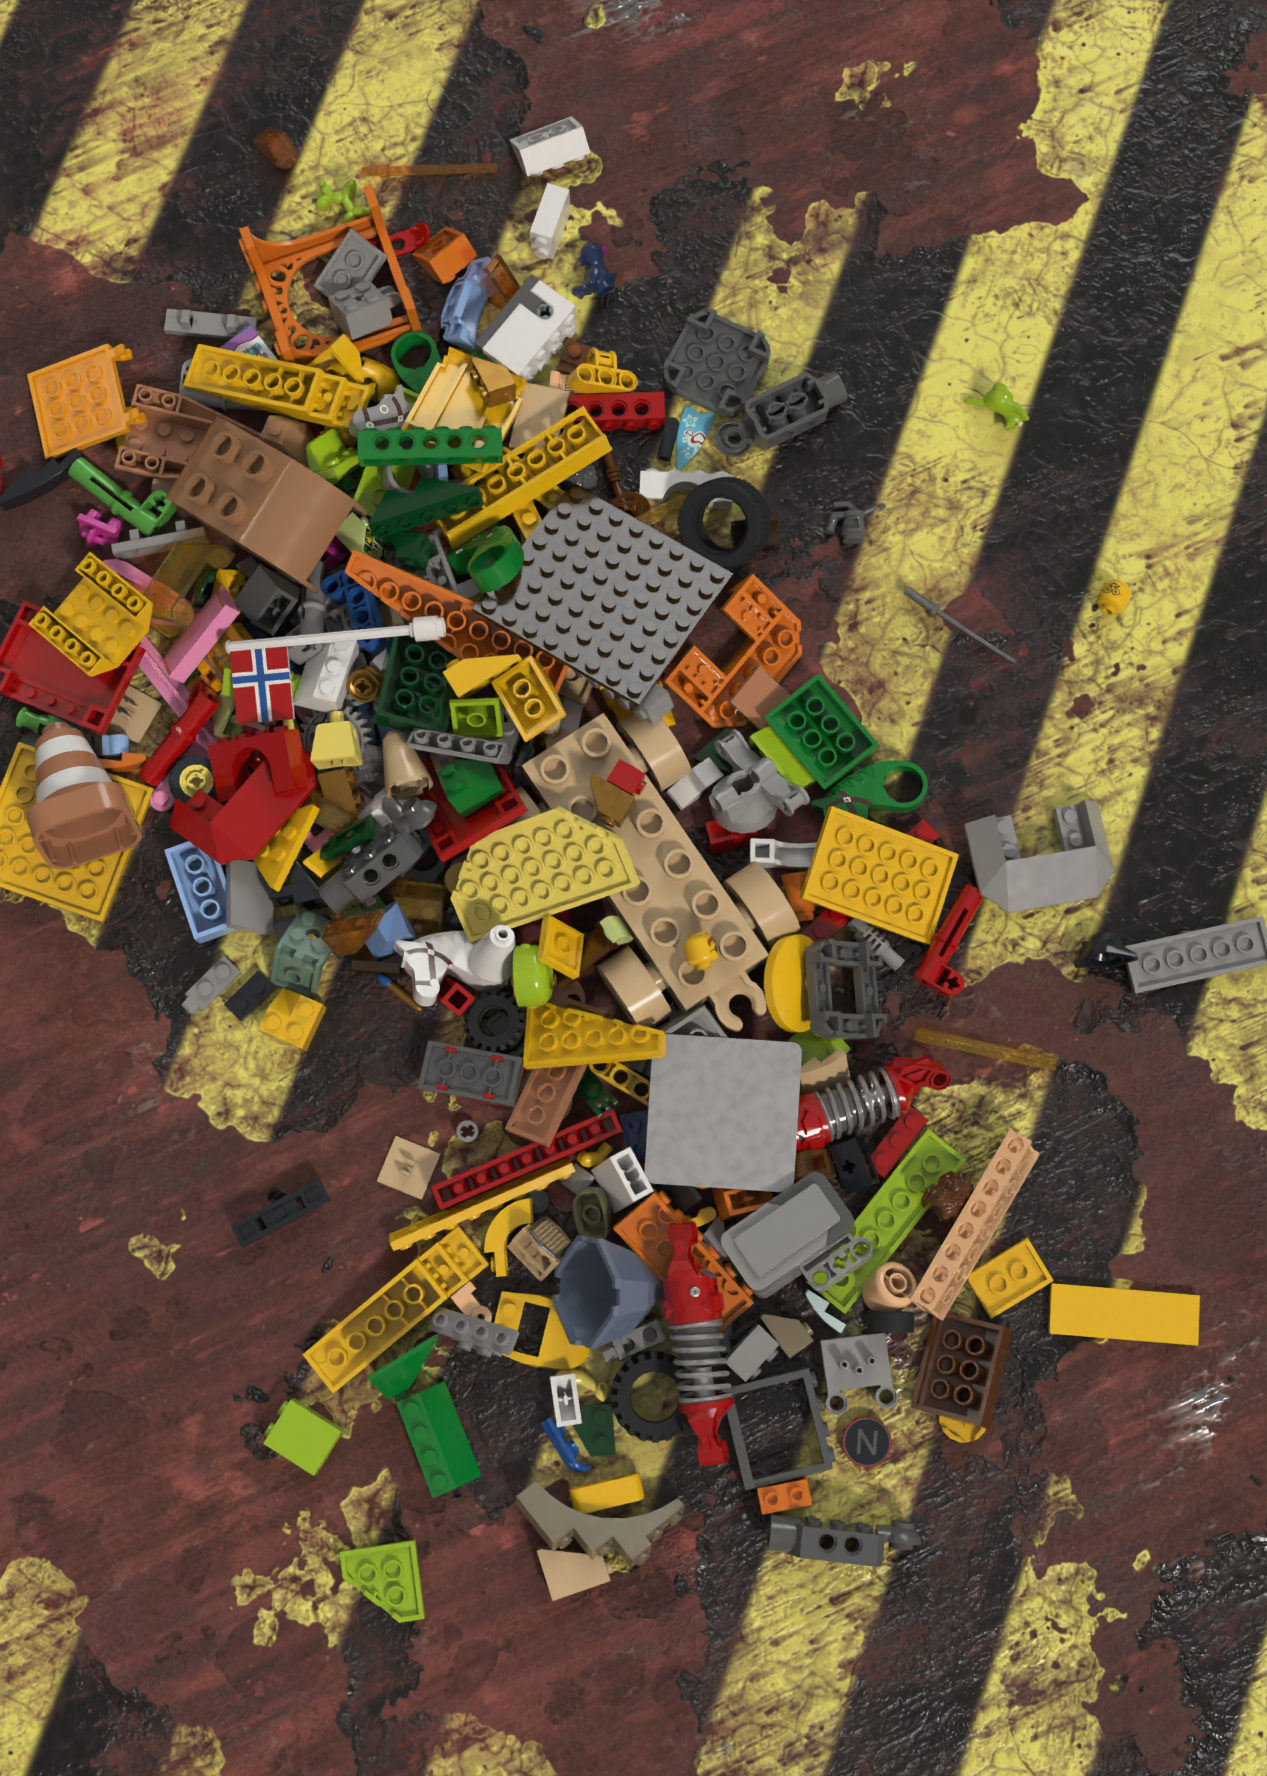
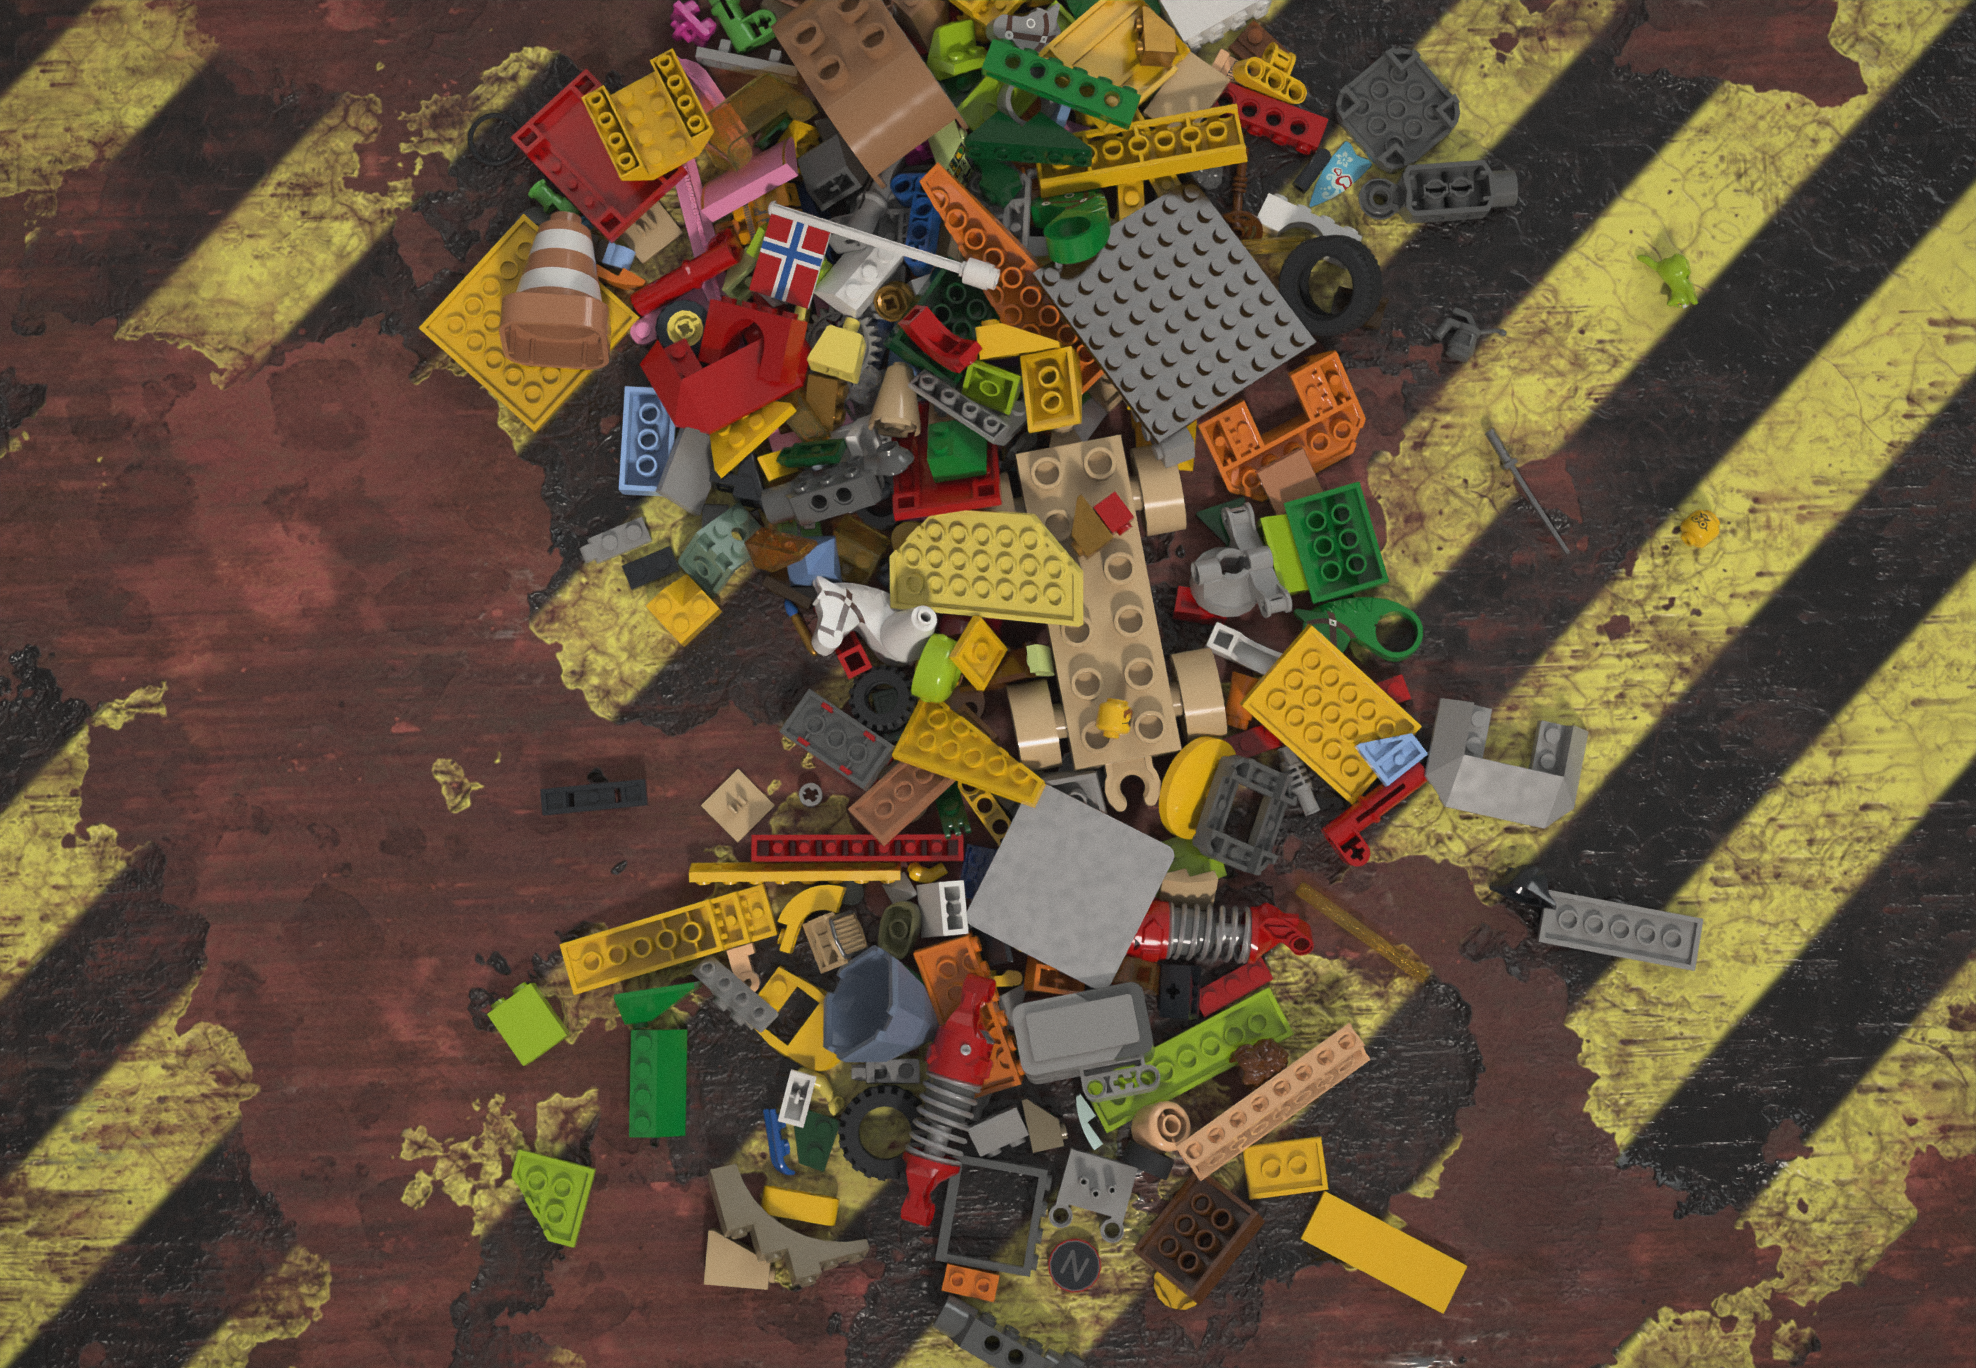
camera: 25 degrees right, 5 degrees up
(415, 697) = (938, 341): none -> red arch
(695, 783) = (1183, 542): white slope -> none
(945, 889) = (1391, 756): none -> light blue wing

